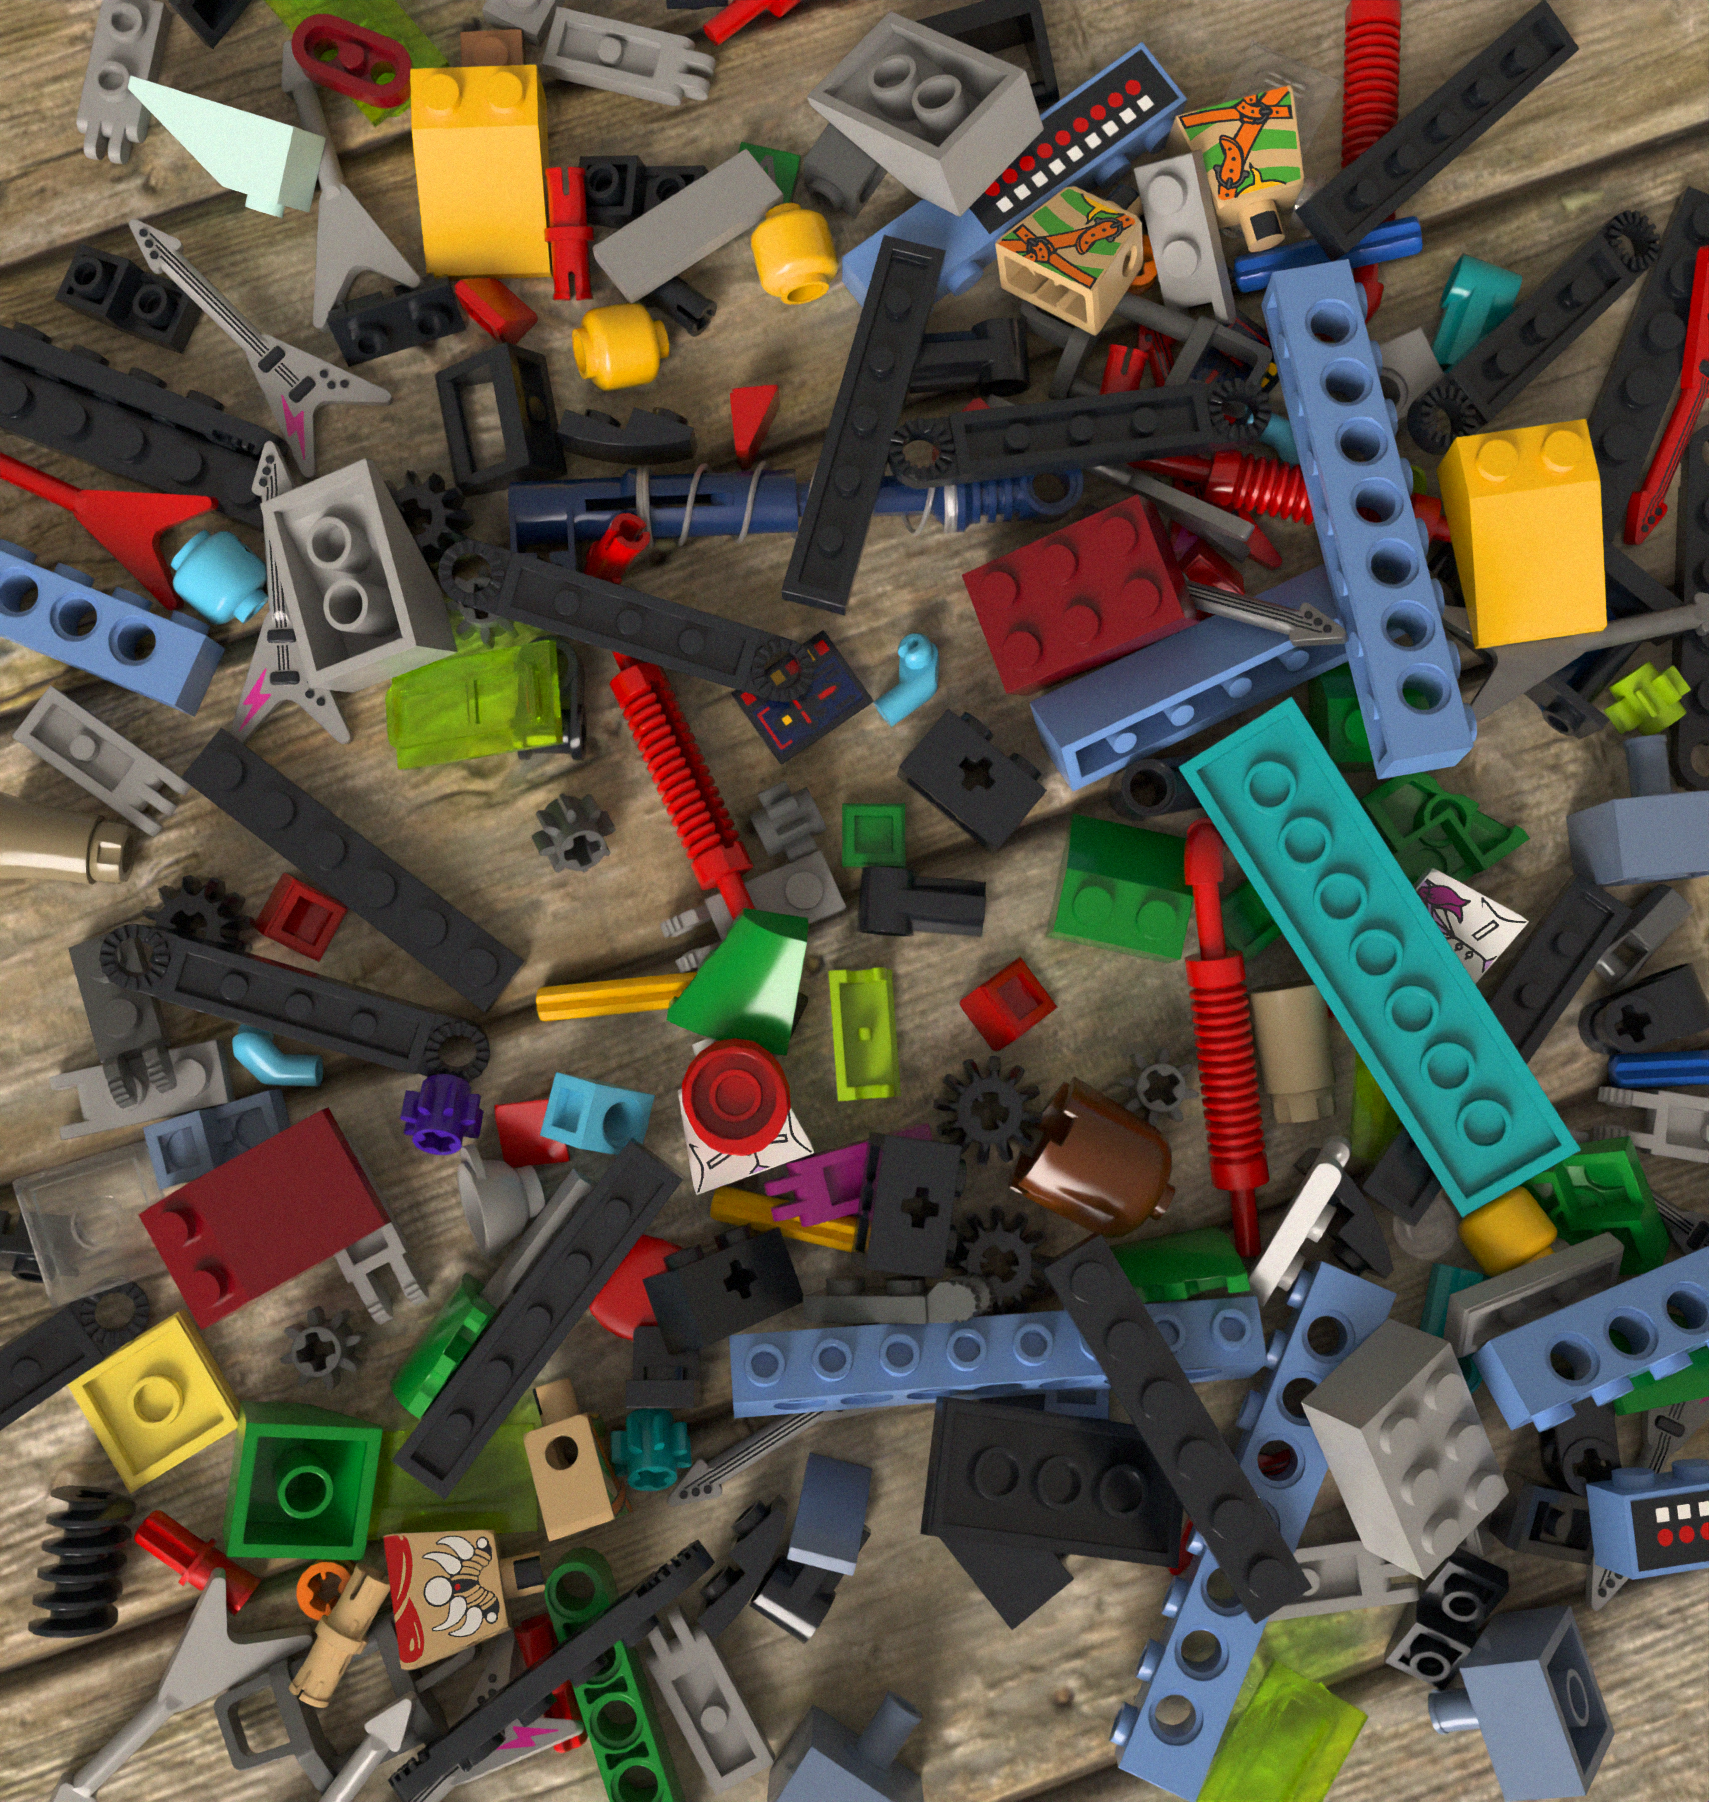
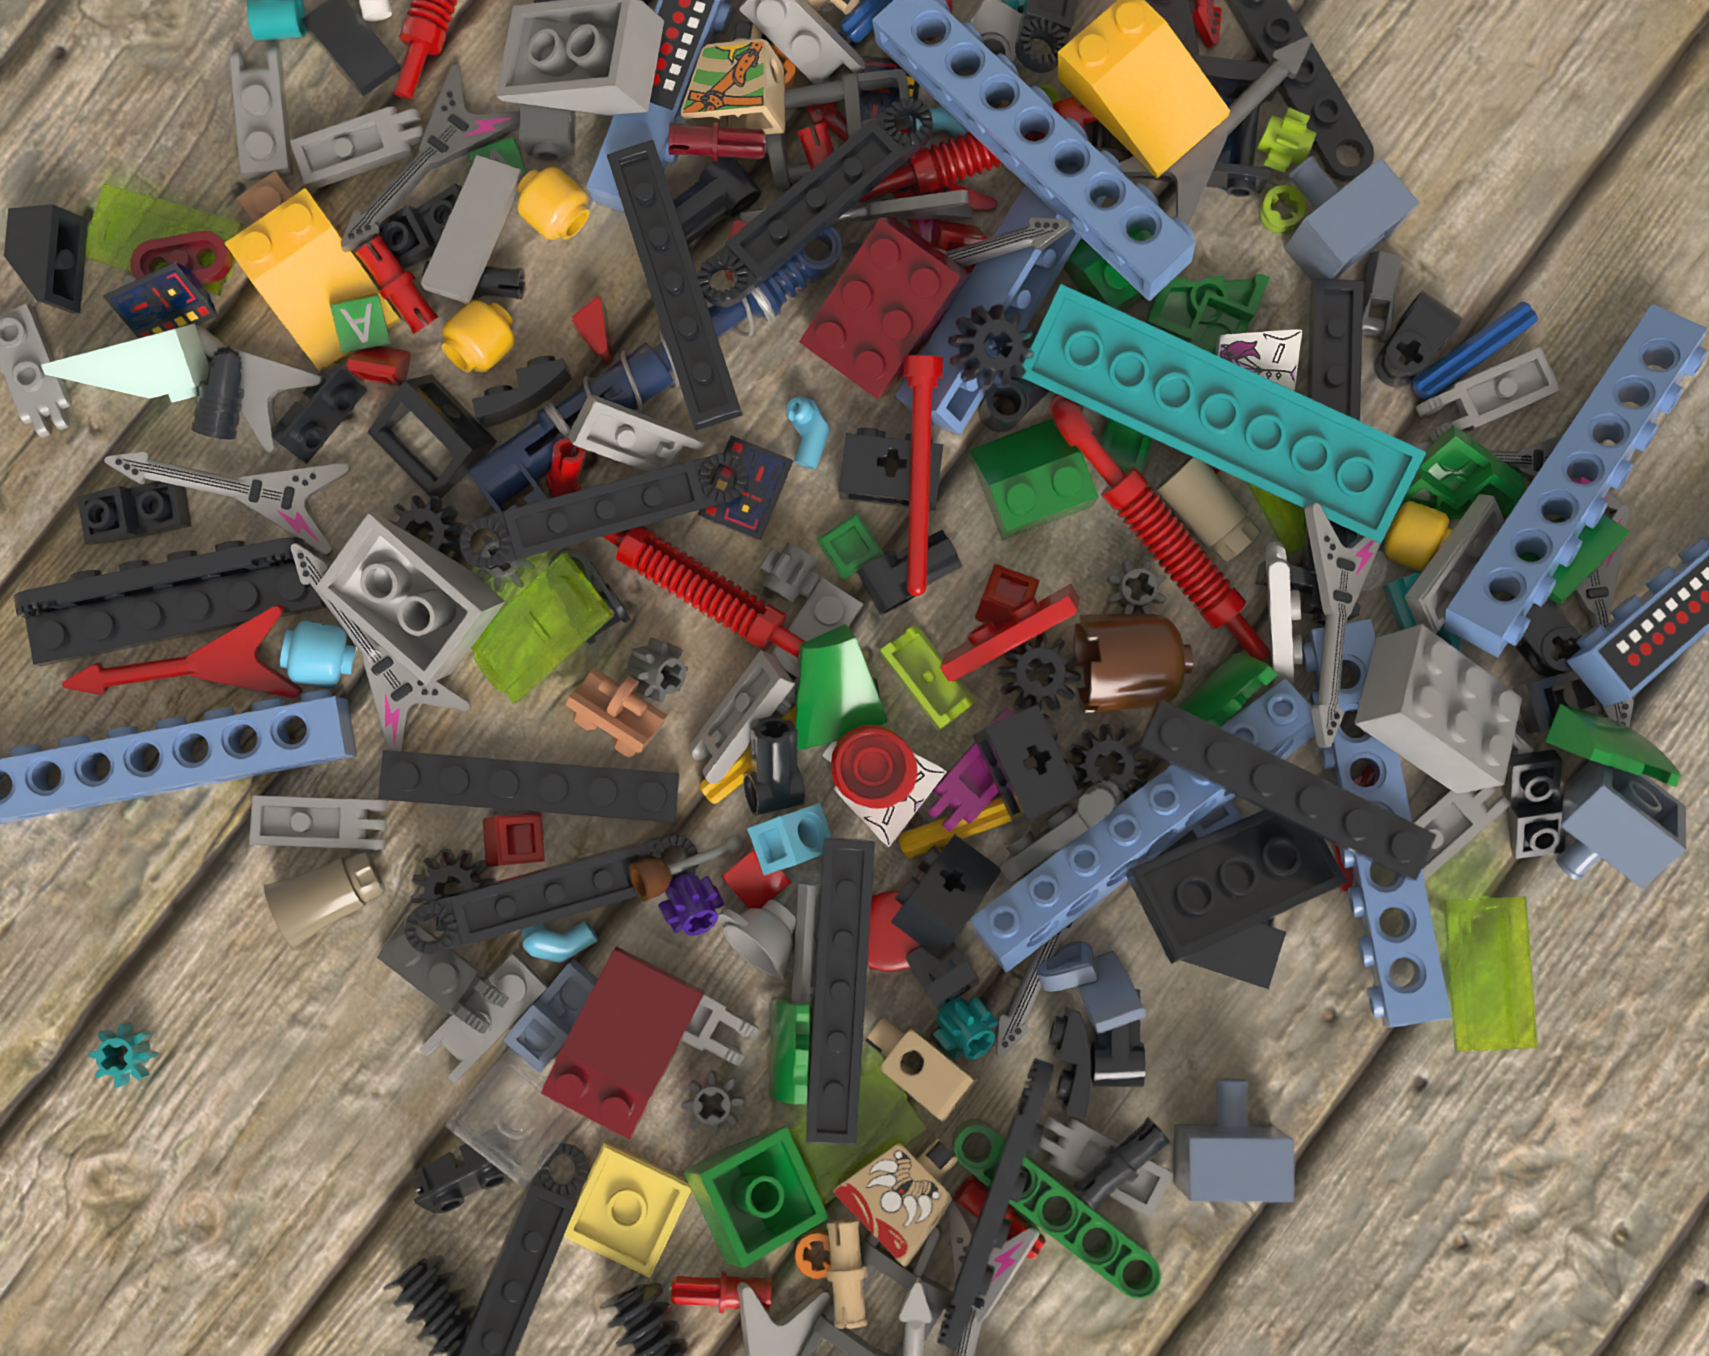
camera: 25 degrees left, 0 degrees up
(299, 233) = (220, 397): none -> black hinge
(305, 90) = (162, 301): none -> piece
(419, 1057) = (652, 876): none -> reddish brown hinge
(499, 849) = (616, 710): none -> nougat hips
(501, 250) = (359, 322): none -> green tile
(626, 1031) = (774, 774): none -> black piece
(631, 943) = (729, 728): none -> light grey hinge
(709, 558) = (629, 435): none -> light grey hinge
(722, 1716) = (1121, 1163): none -> black pin
(730, 110) = (447, 137): none -> flat silver piece
(808, 1458) = (1069, 968): none -> sand blue tile
(1010, 1045) = (1026, 622): none -> red plate
(1014, 298) = (716, 141): none -> dark red axle
(1070, 702) = (922, 376): none -> red piece
(1188, 730) = (1009, 347): none -> black gear
(1389, 1228) = (1340, 580): none -> light grey piece
(1575, 1612) = (1610, 744): none -> green slope
(1611, 768) = (1292, 199): none -> lime bush

